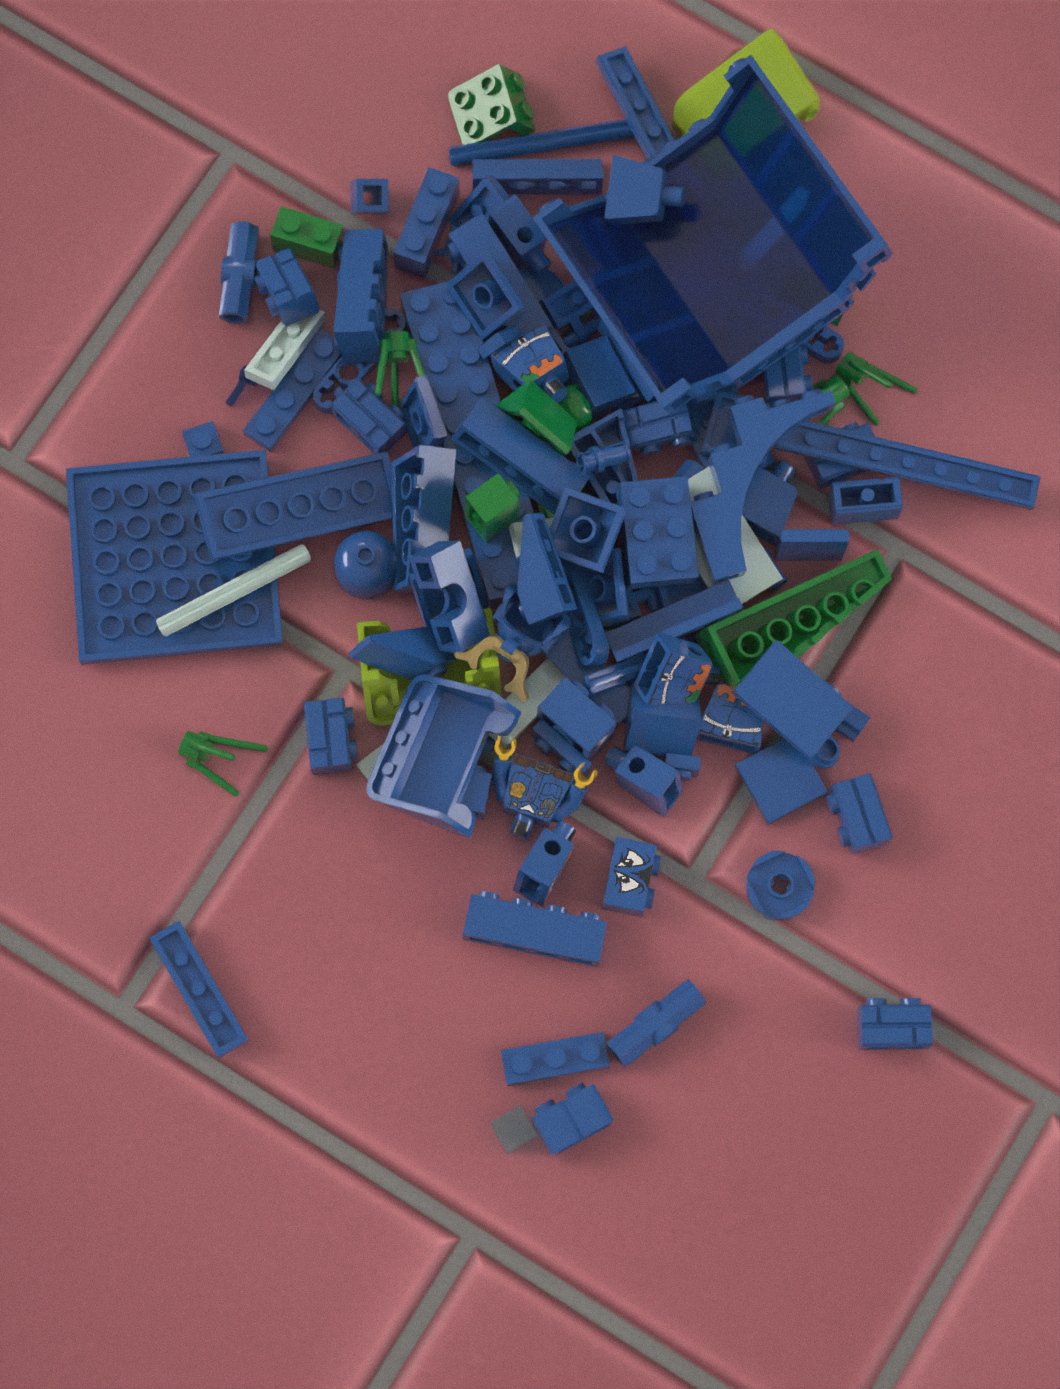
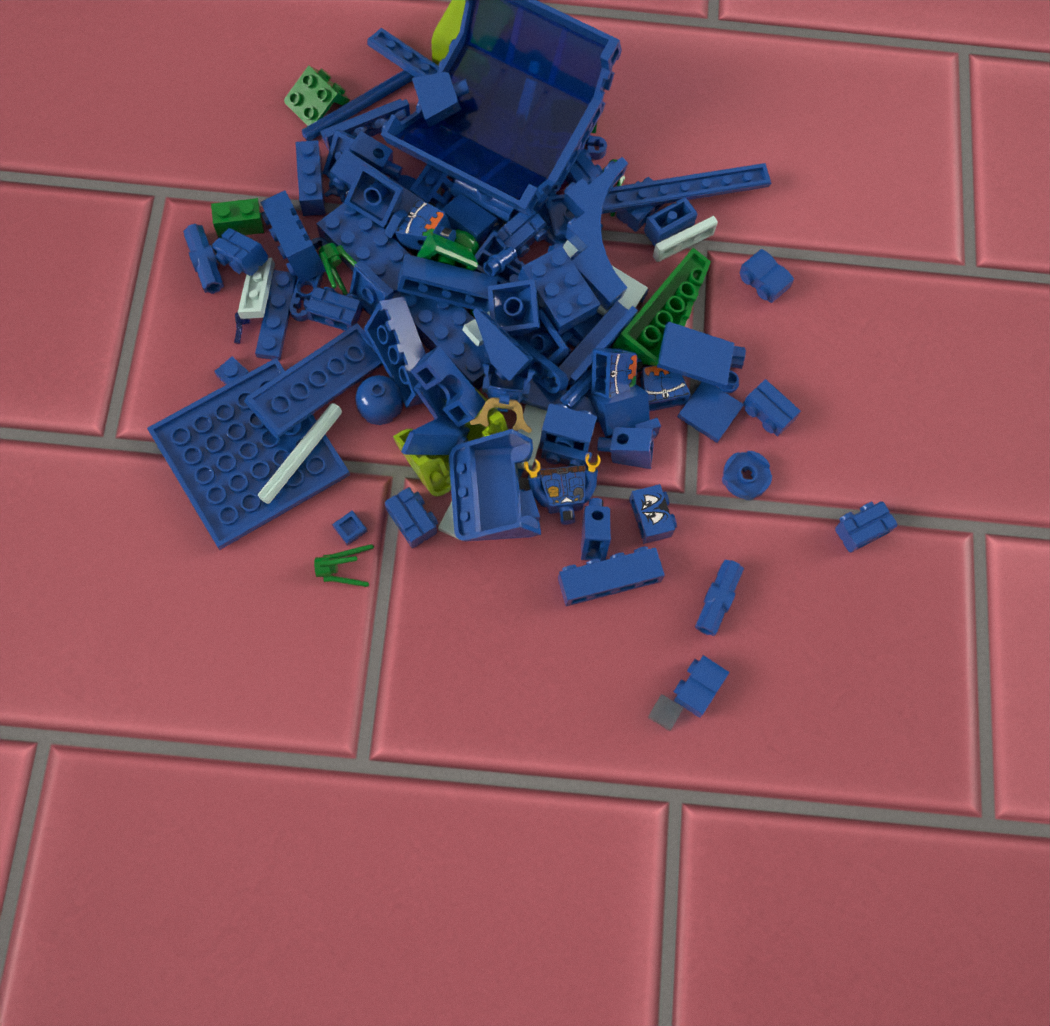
camera: 30 degrees left, 5 degrees down
(199, 989) = (409, 724): blue plate -> none
(249, 712) = (349, 527): none -> blue tile
(379, 196) = (267, 172): blue plate -> none
(492, 507) = (447, 318): green brick -> none
(555, 1058) = (666, 653): blue plate -> none
(769, 501) = (617, 247): blue torso -> none
(811, 544) = (654, 260): blue tile -> none
(856, 369) = (620, 150): green plant -> none
(883, 530) = (684, 239): none -> light aqua tile
(955, 633) = (766, 276): none -> blue brick

